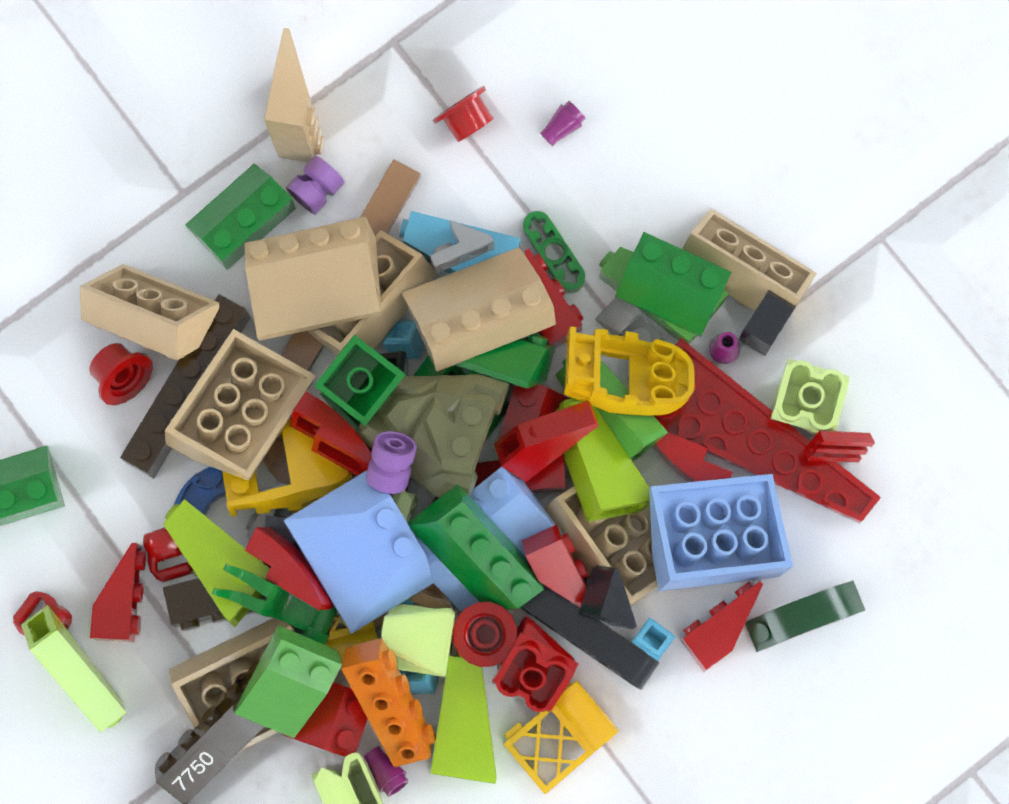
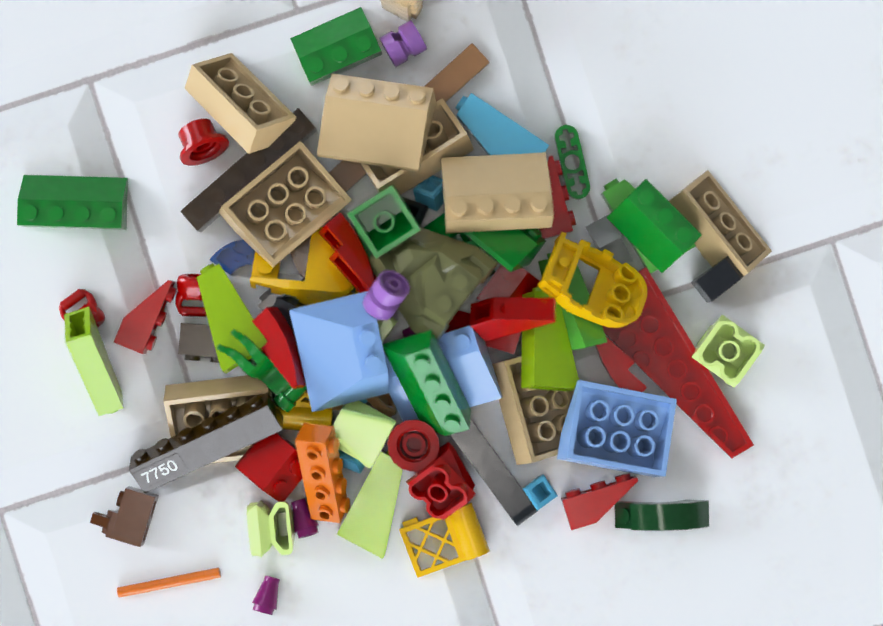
camera: 15 degrees right, 10 degrees up
(289, 682) = (253, 433): bright green slope -> none
(466, 115) = (541, 28): red piece -> none
(469, 245) = (506, 138): light grey slope -> none
(554, 564) = (485, 415): slope -> none
(563, 122) = (617, 60): magenta cone -> none
(607, 598) = (515, 451): black slope -> none
(724, 354) = (671, 289): magenta cone -> none
(838, 446) = (736, 396): red tile -> none

